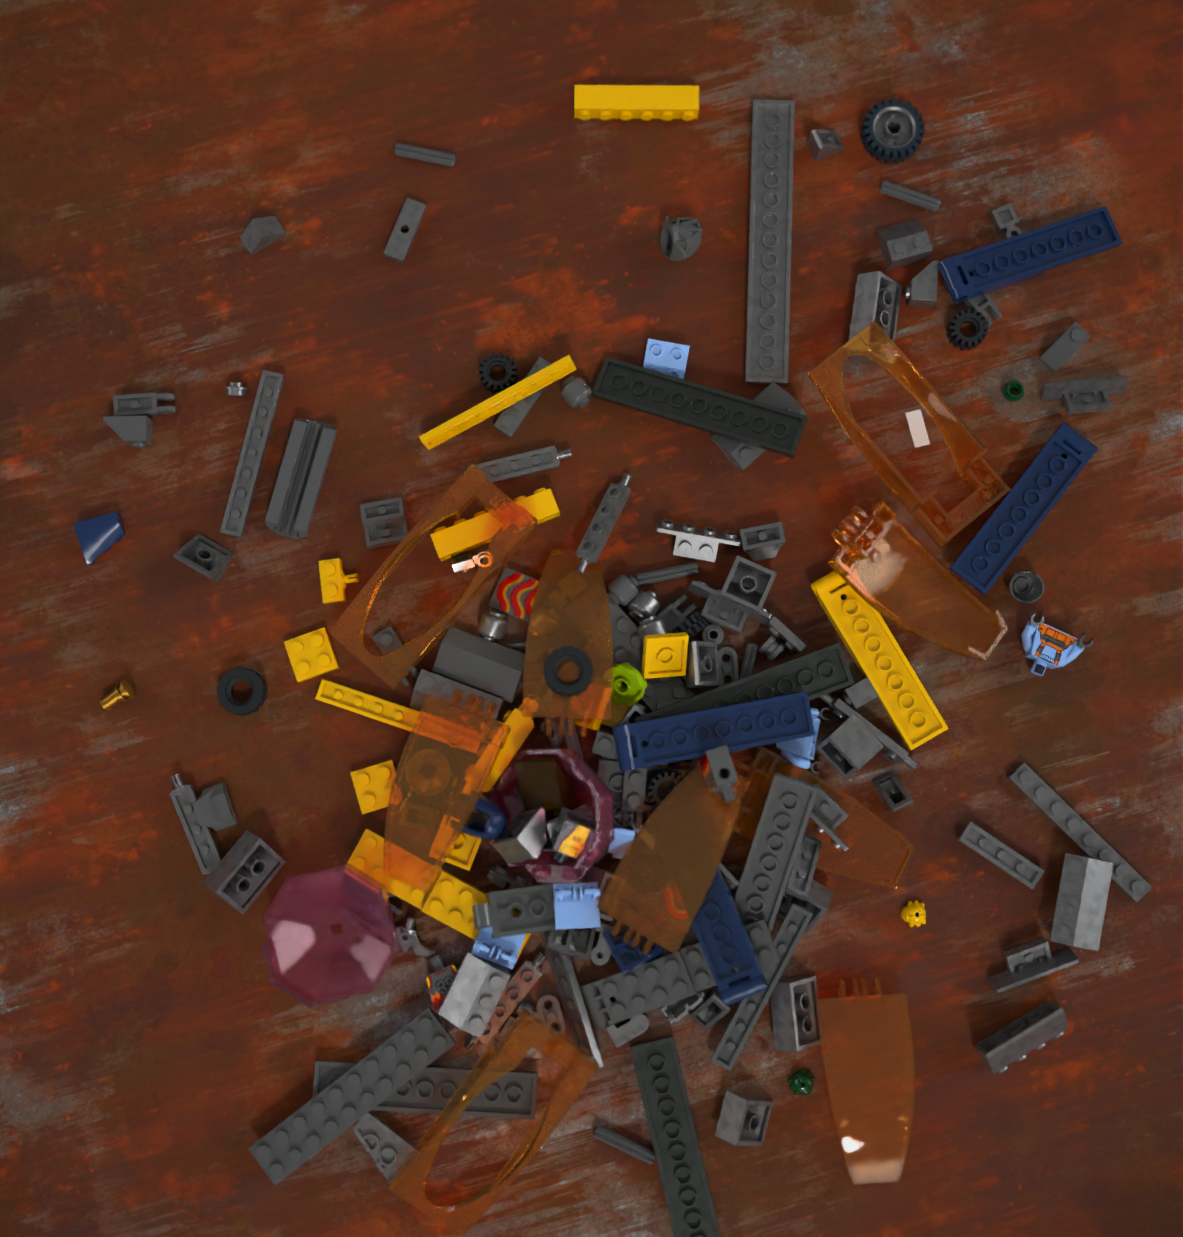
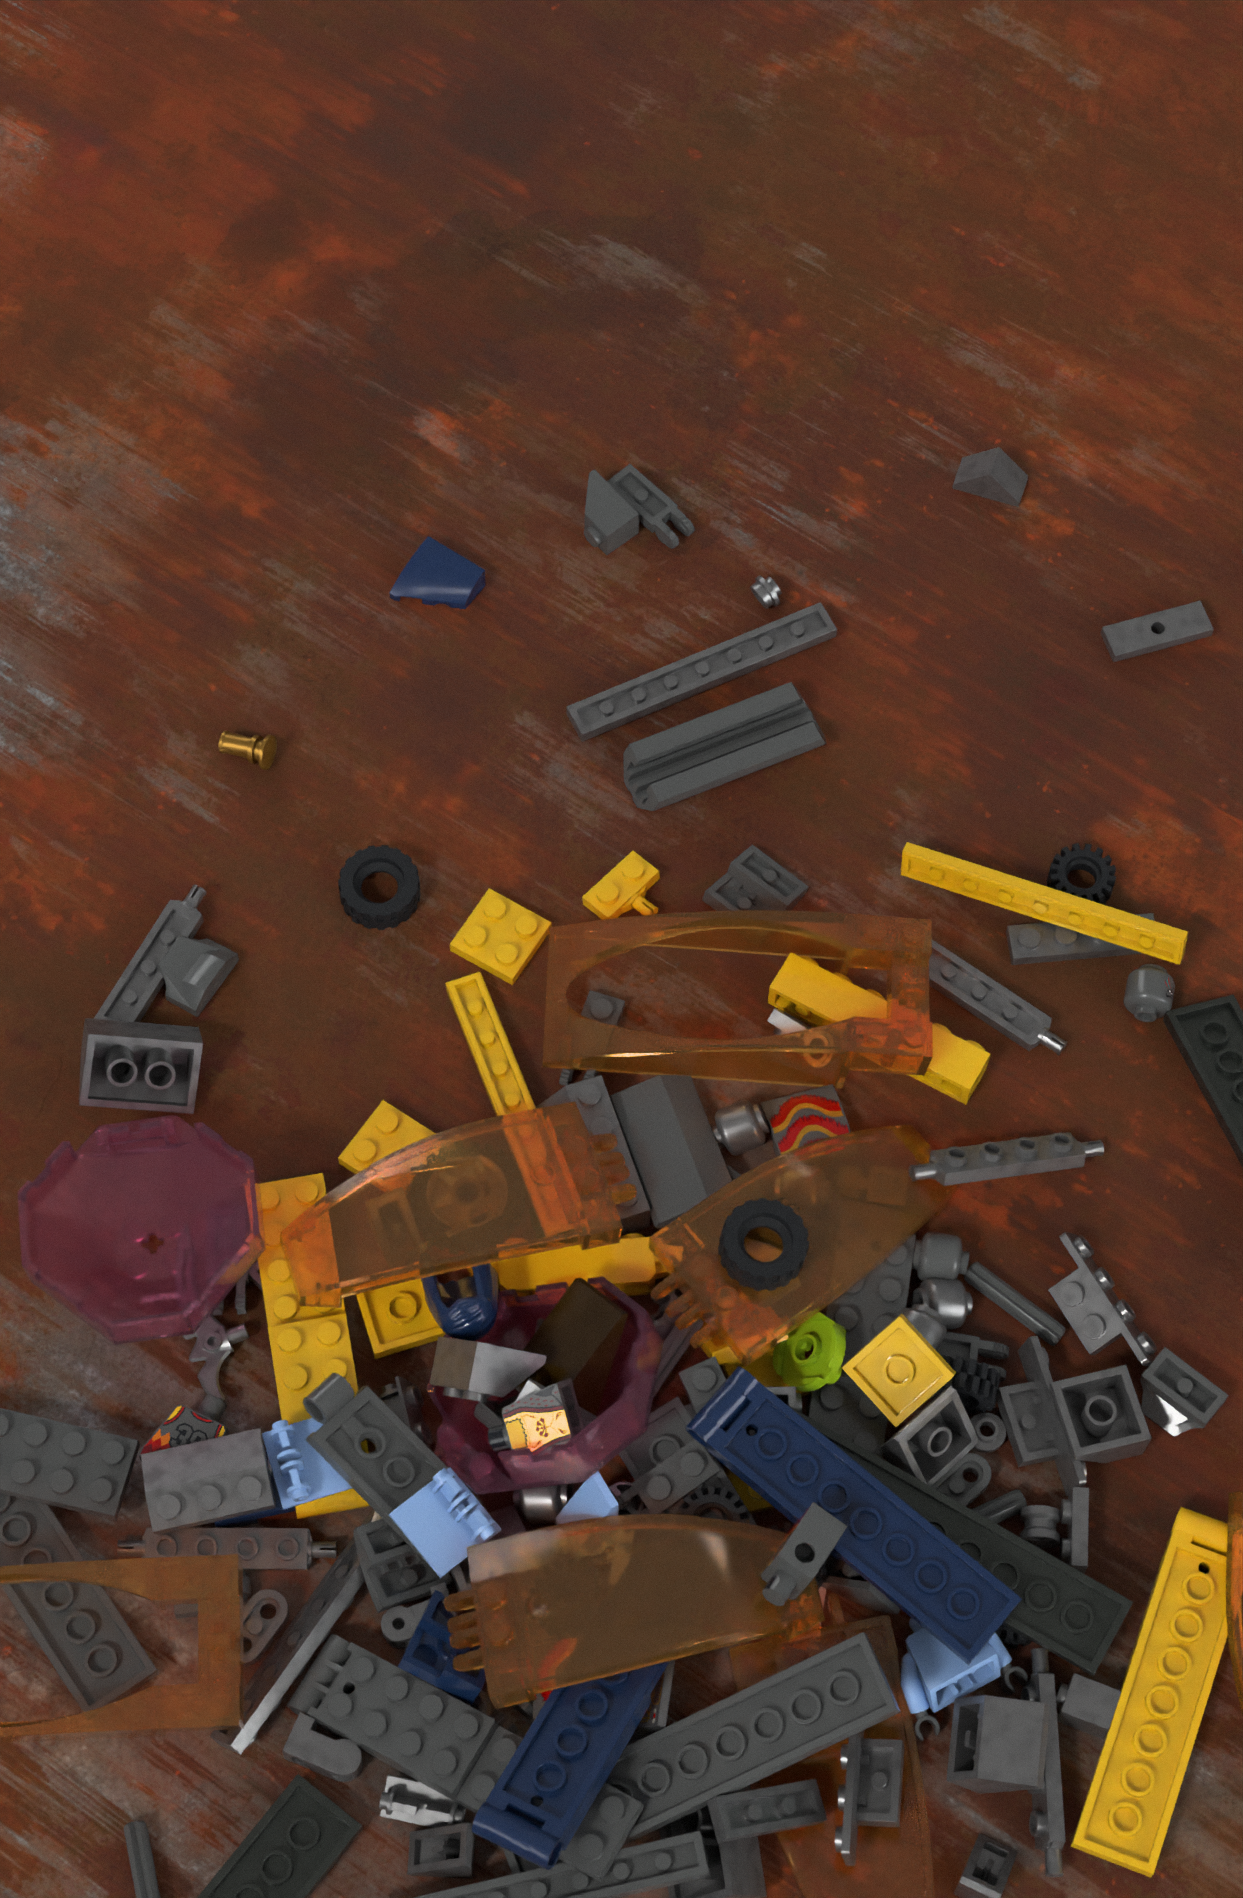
camera: 50 degrees right, 20 degrees down
(205, 557) = (517, 715): flat silver slope -> none

